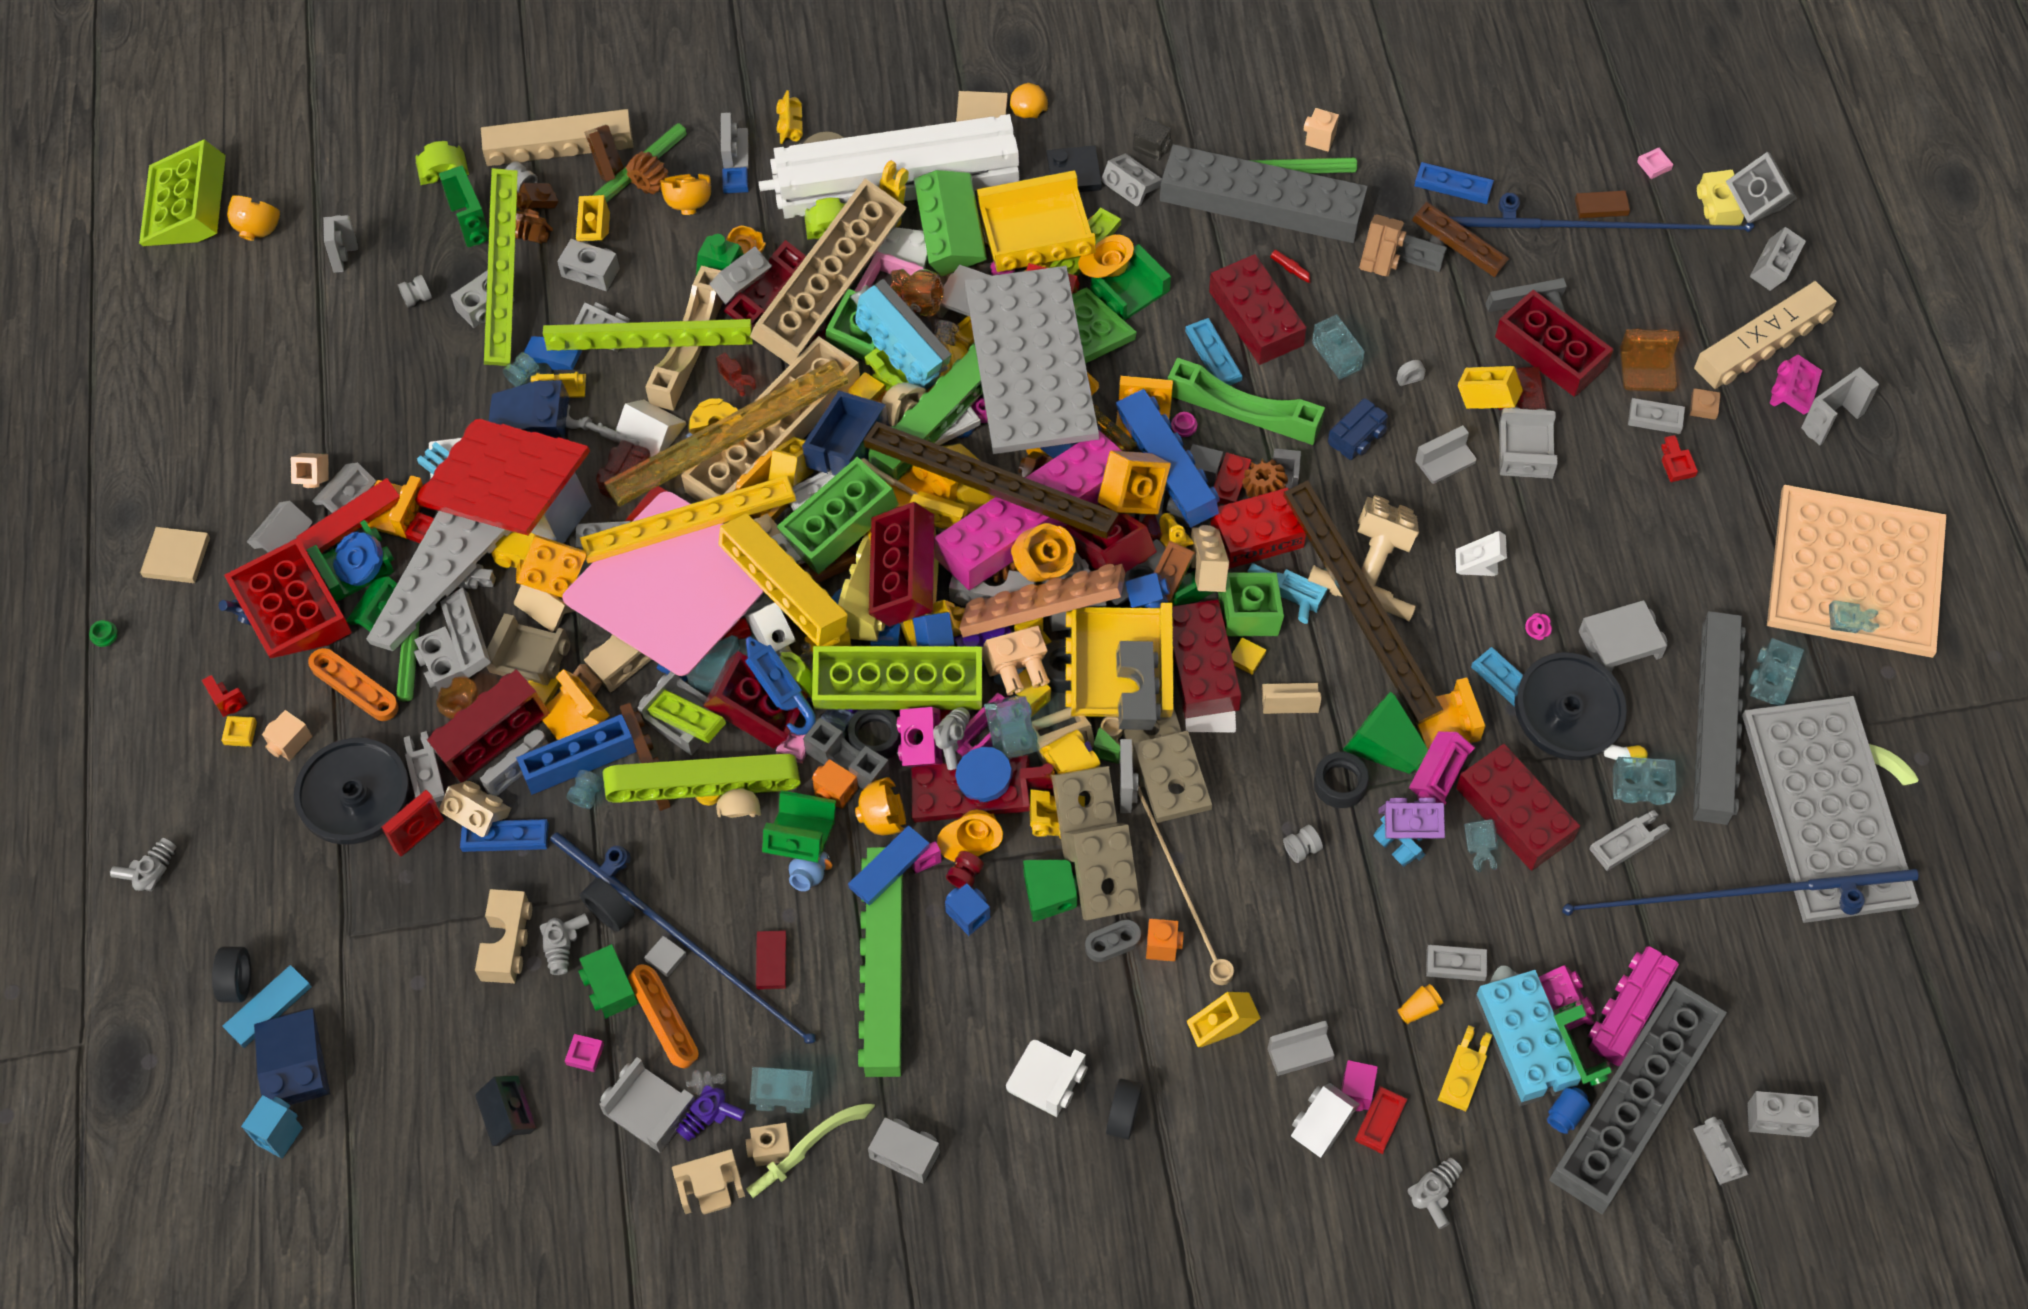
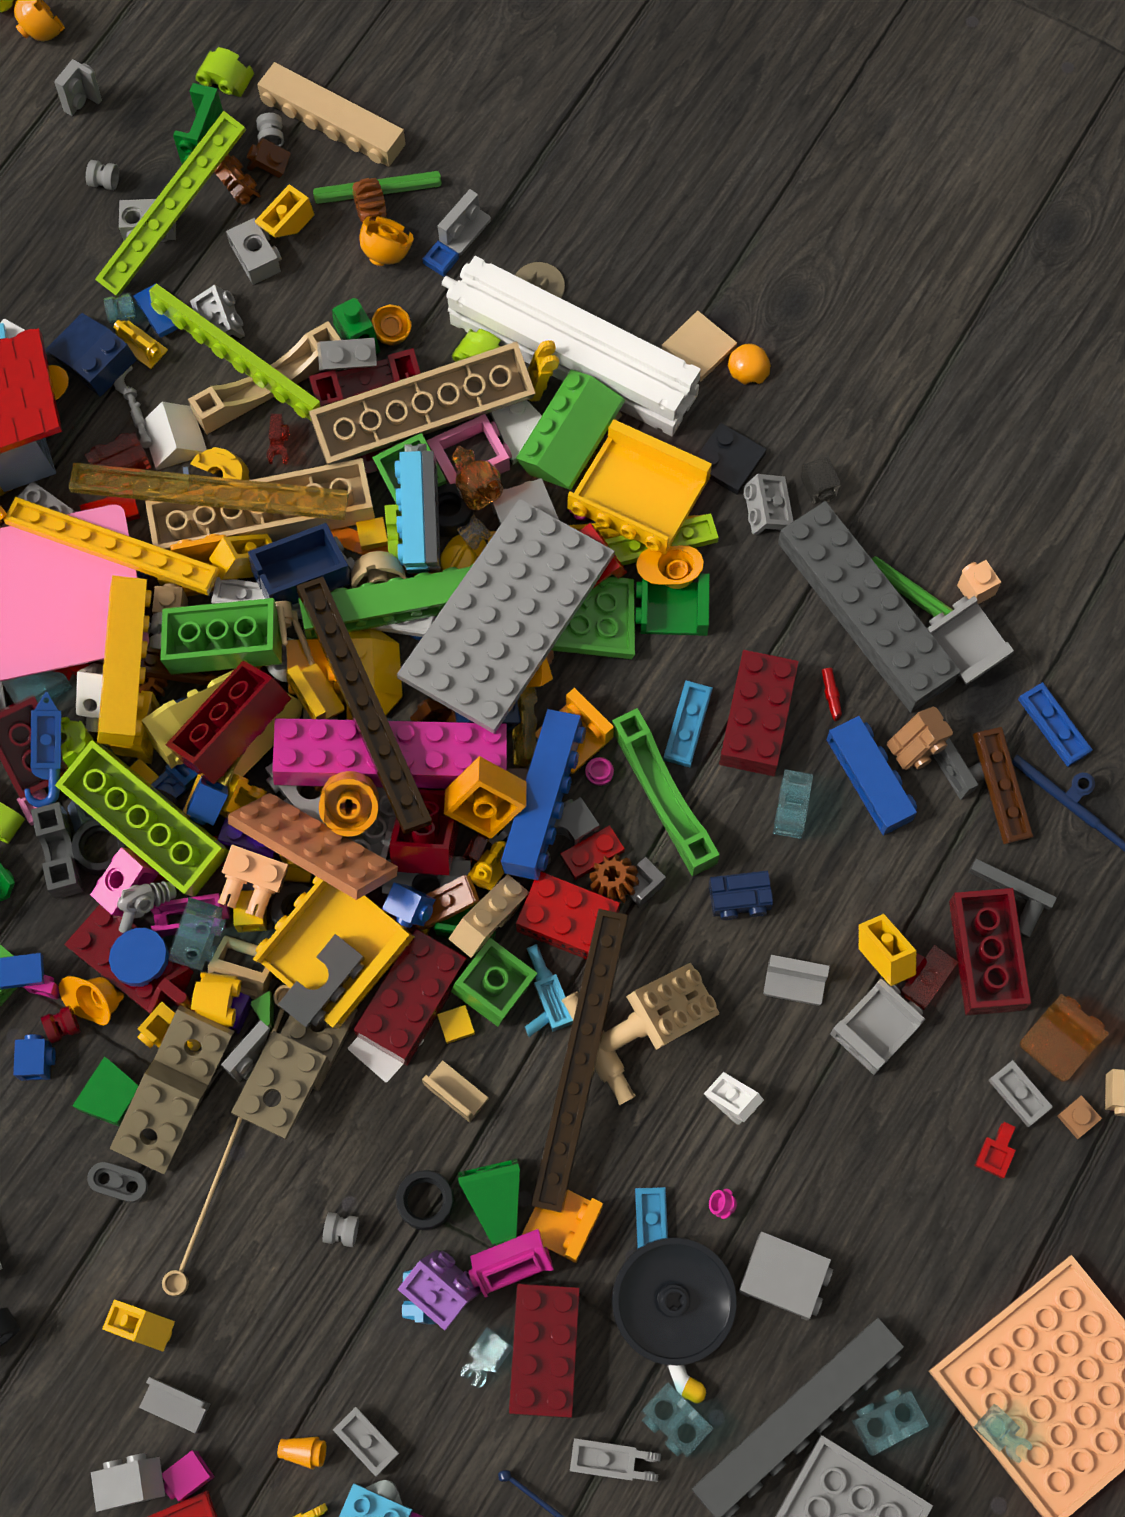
camera: 40 degrees right, 10 degrees up
(604, 152) = (349, 156): reddish brown bracket -> none
(788, 111) = (540, 224): yellow hinge -> none
(834, 783) = (28, 865): orange brick -> none
(880, 808) = (45, 919): light orange cylinder -> none
(1163, 940) = (152, 1217): orange brick -> none
(1353, 164) = (969, 639): none -> light grey panel
(1369, 295) = (871, 775): none -> blue brick
(1411, 372) = (838, 877): light grey tile -> none

